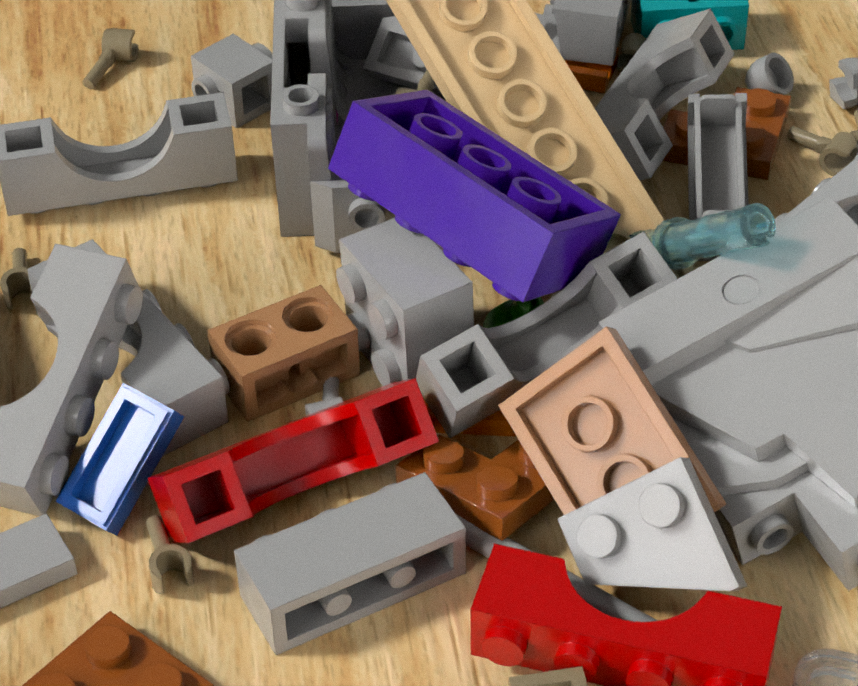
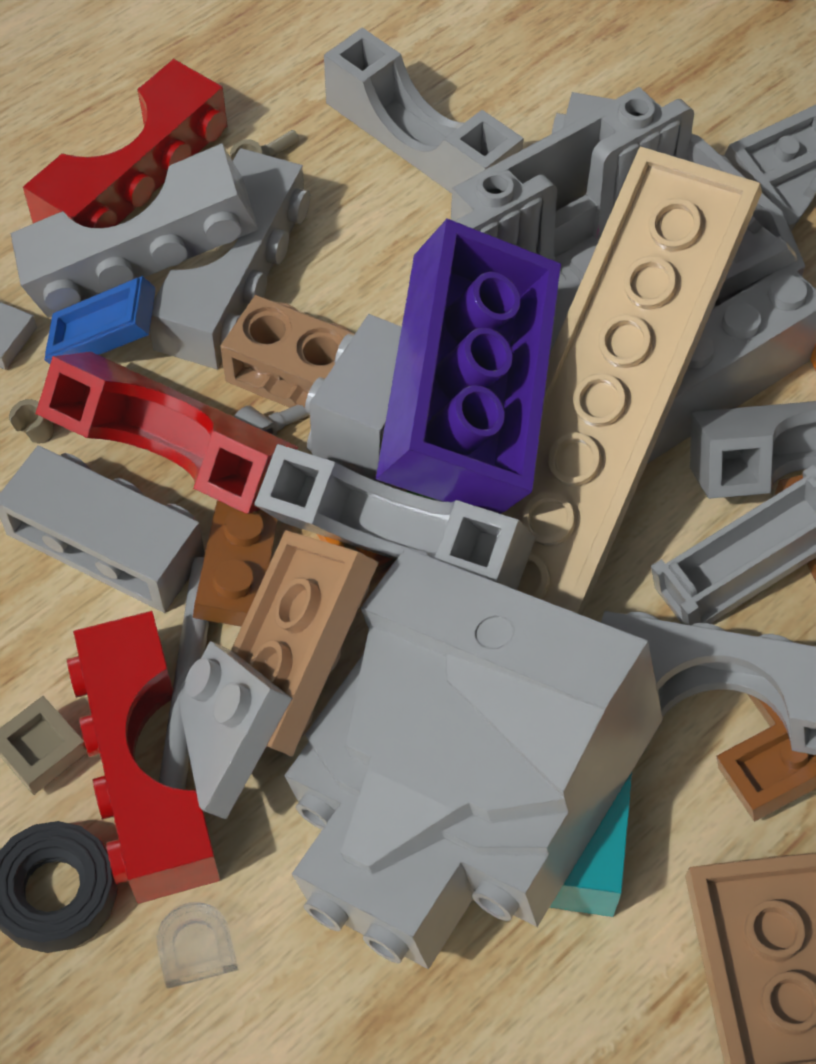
camera: 55 degrees right, 15 degrees up
(115, 46) = (573, 40): dark tan hand -> none
(686, 240) = (545, 565): clear light blue pin -> none

